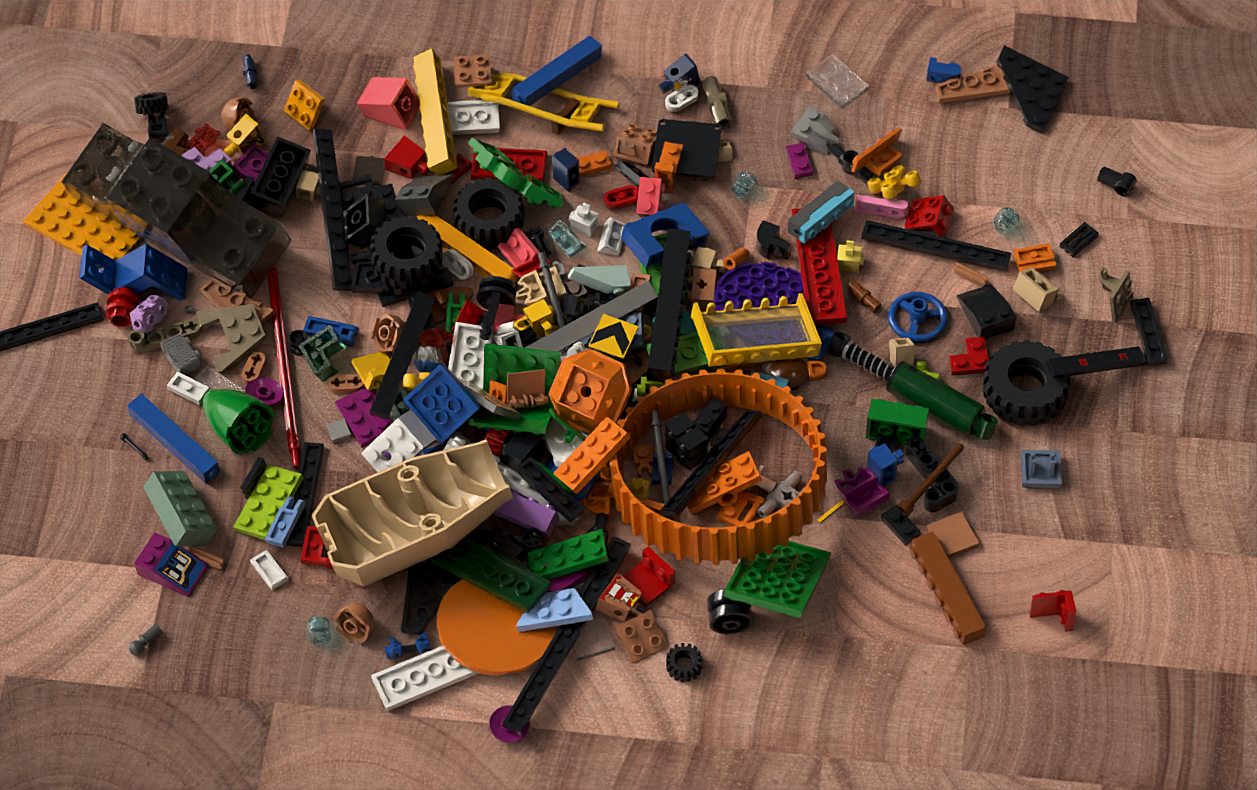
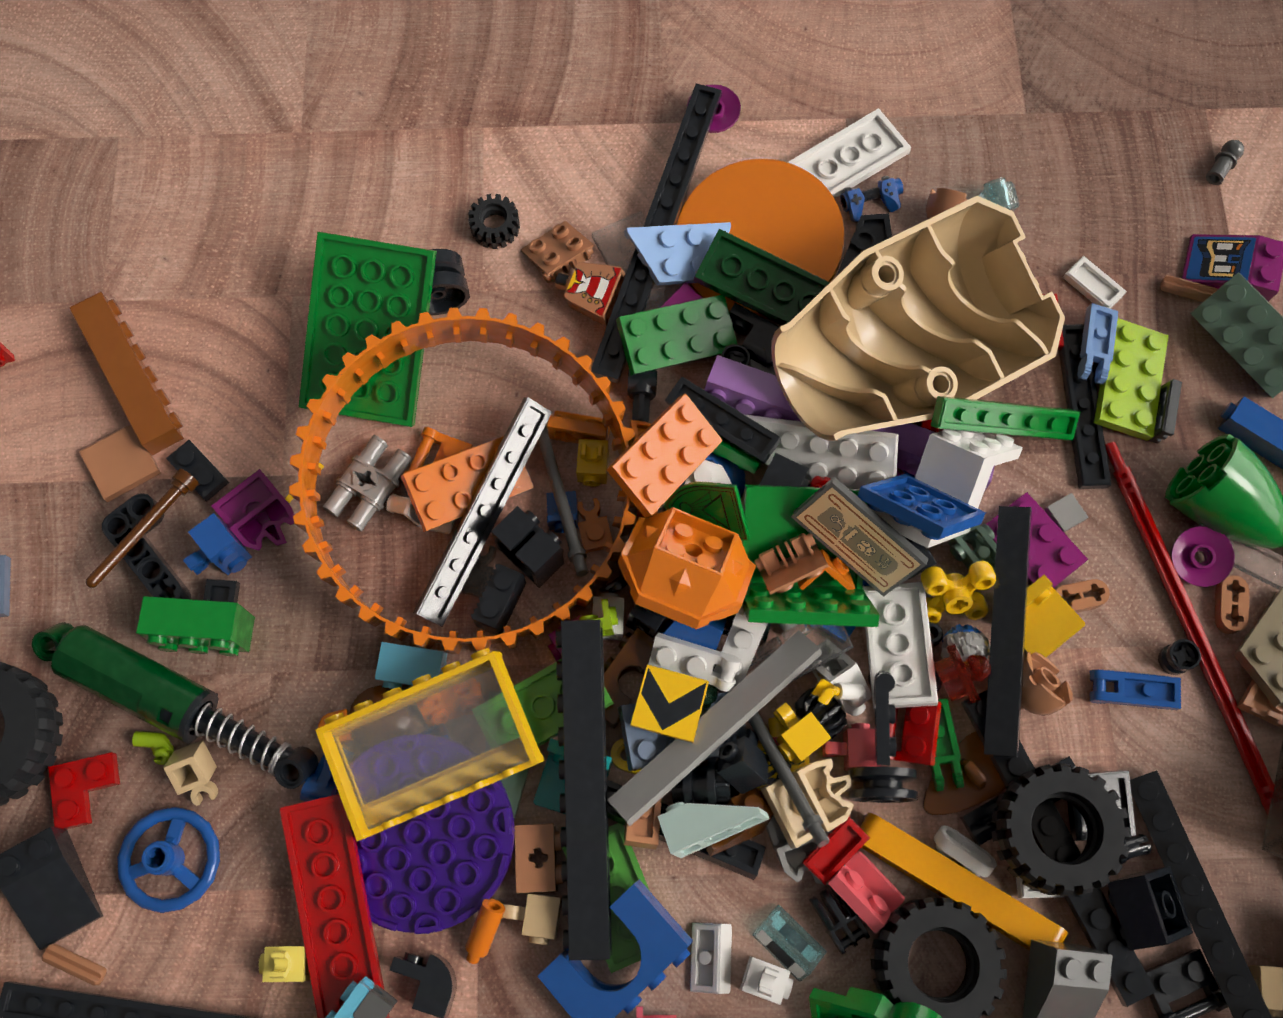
camera: 170 degrees right, 15 degrees up
(319, 351) = (1140, 630): clear green brick -> none
(367, 466) = (1004, 418): none -> green tile
(651, 576) = (564, 320): red bracket -> none
(864, 296) = (260, 886): dark orange pin -> none

